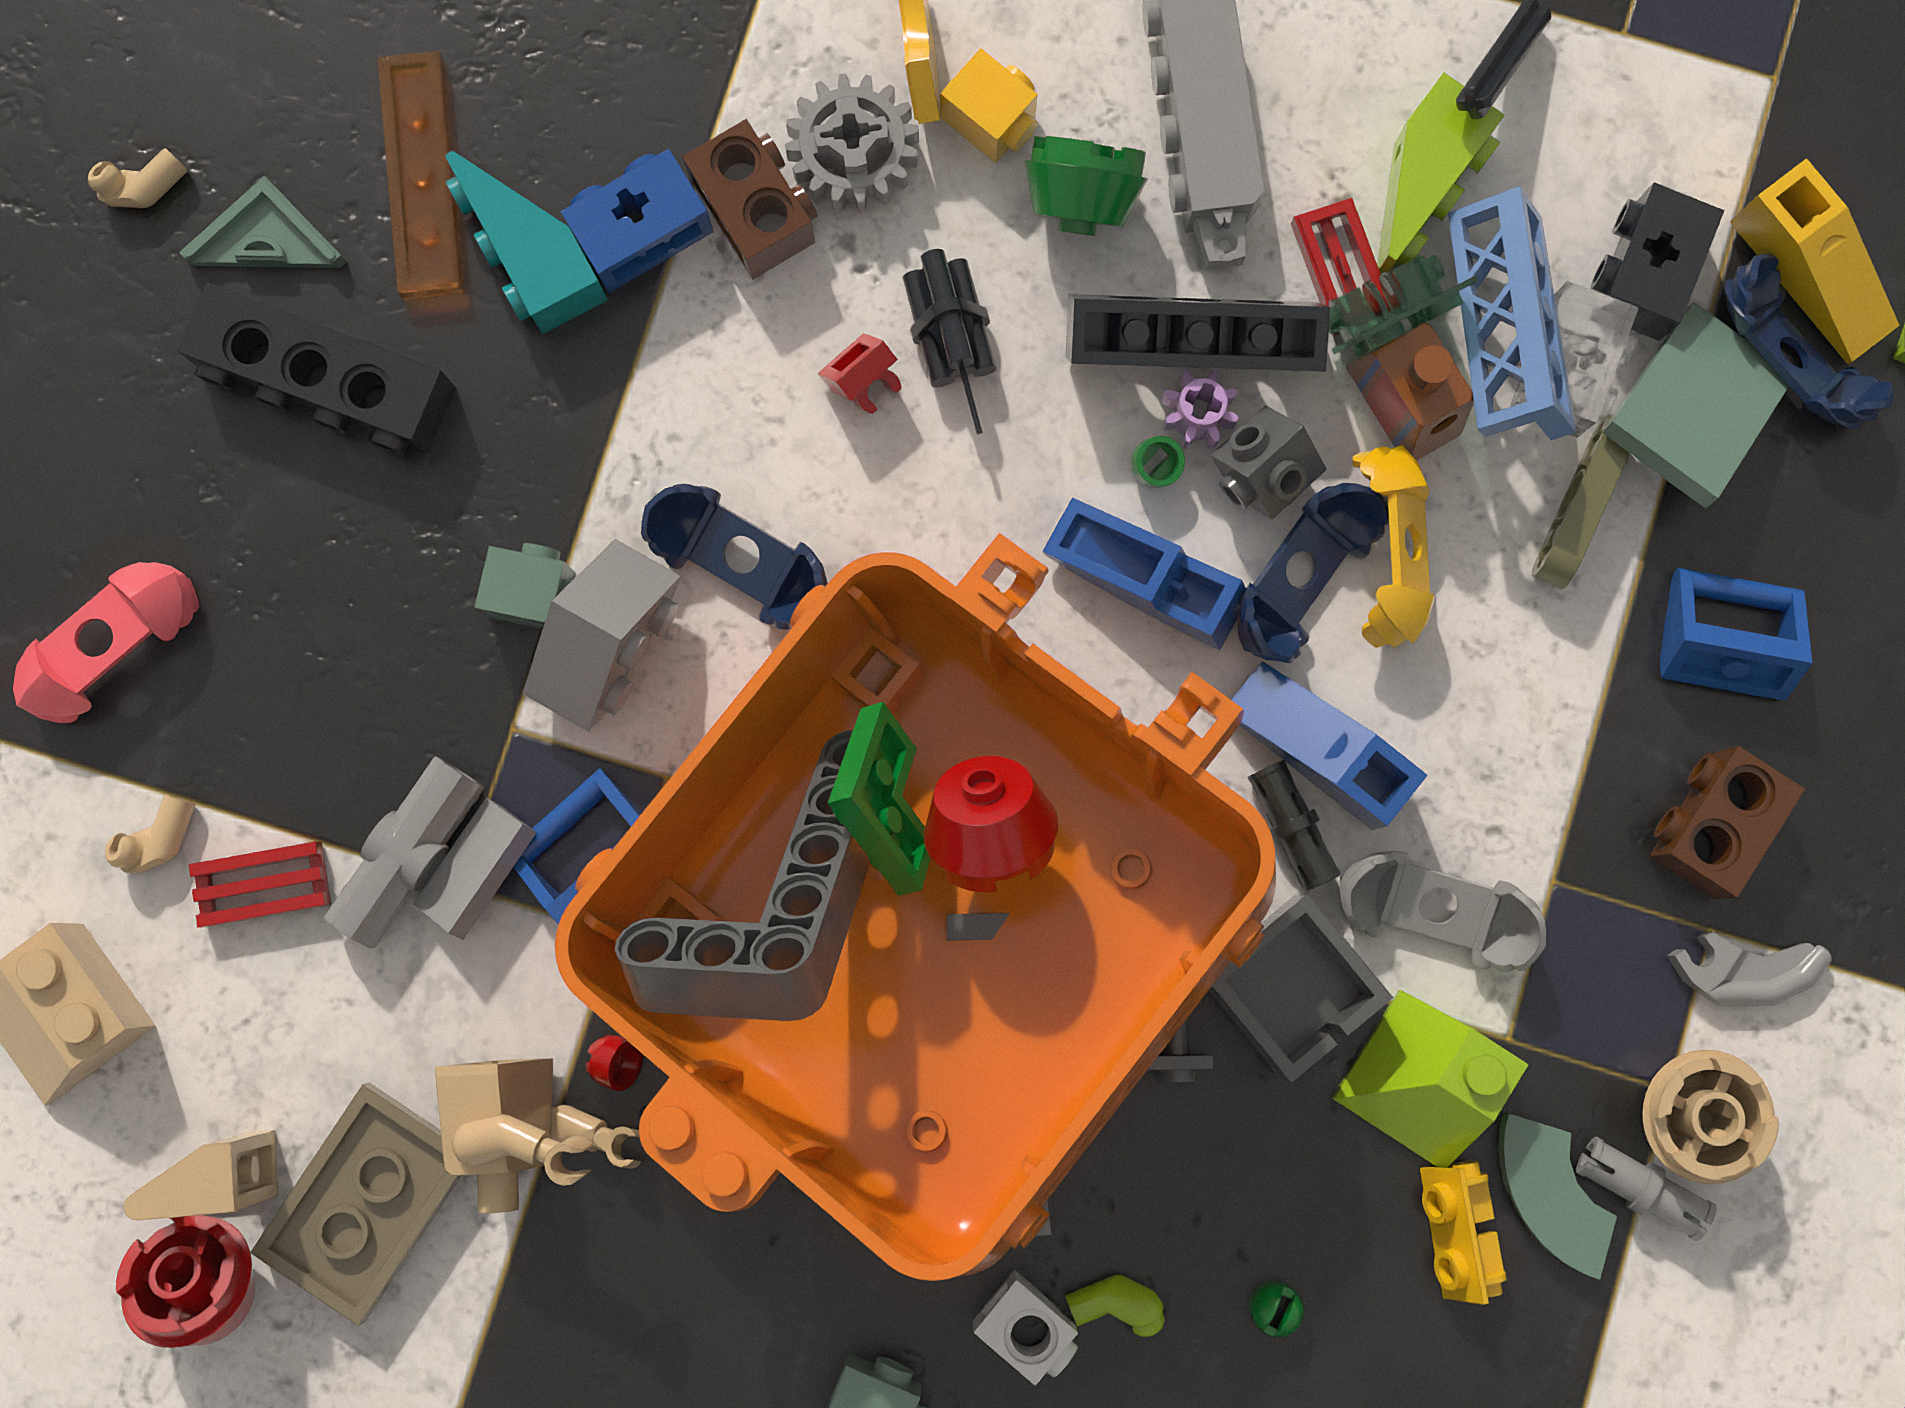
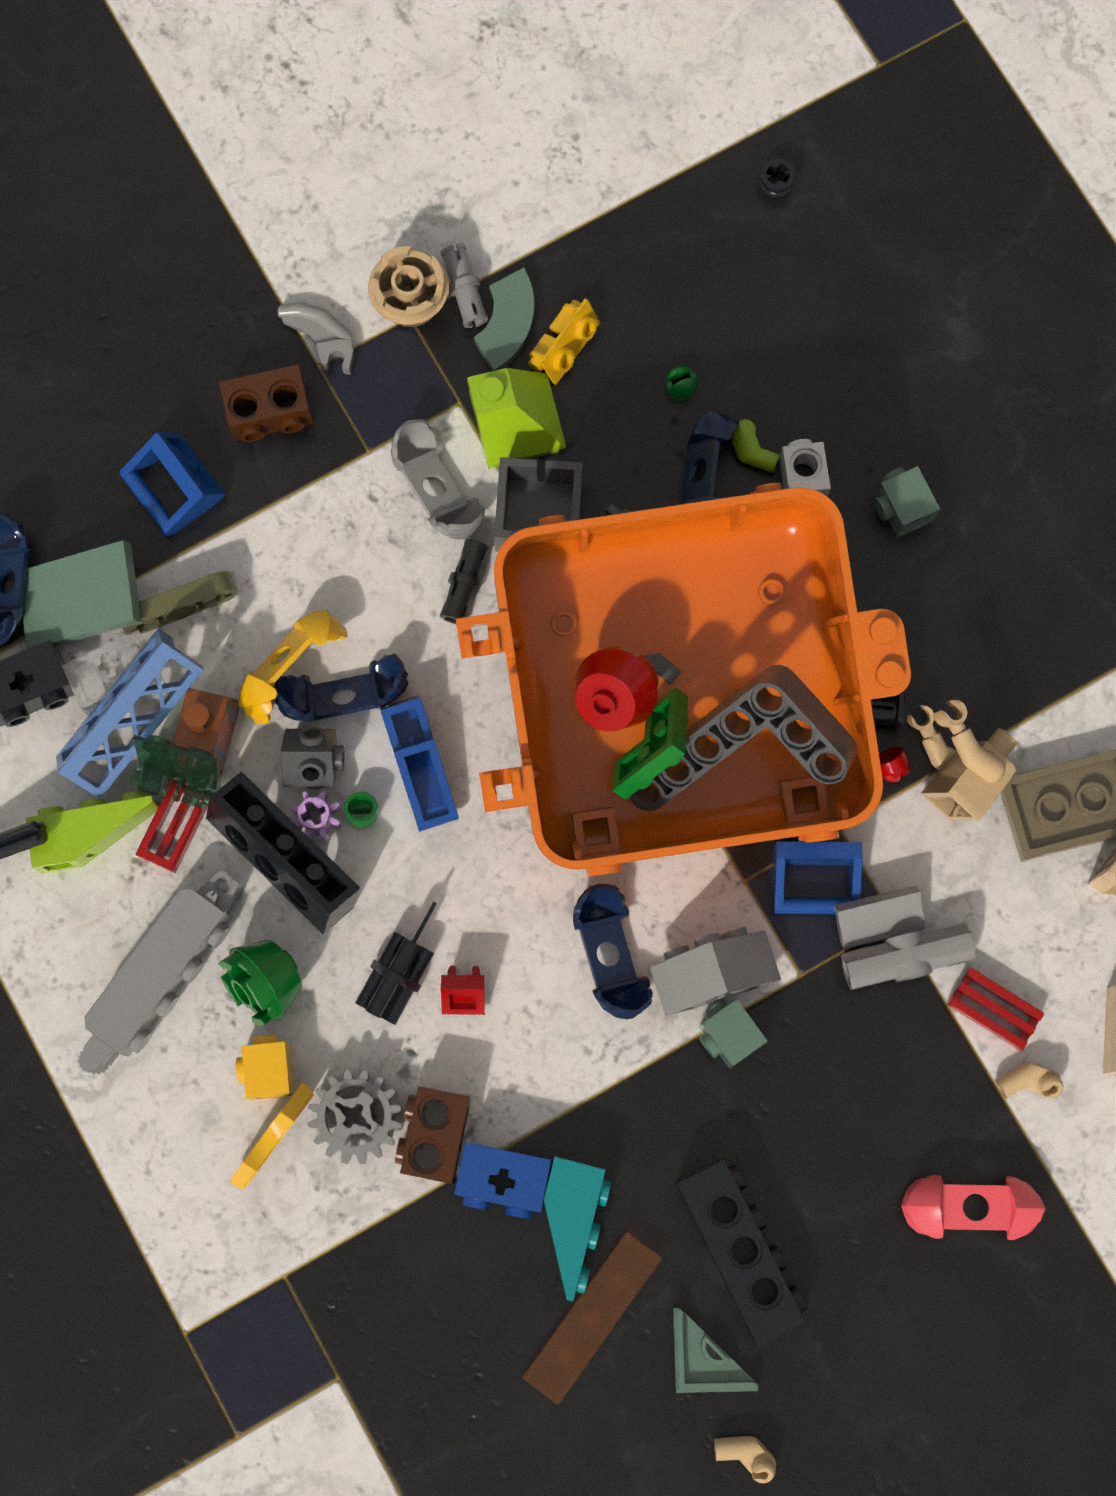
camera: 135 degrees left, 5 degrees down
(1181, 1265) = (704, 446): none -> dark blue piece
(1328, 747) = (416, 602): slope -> none

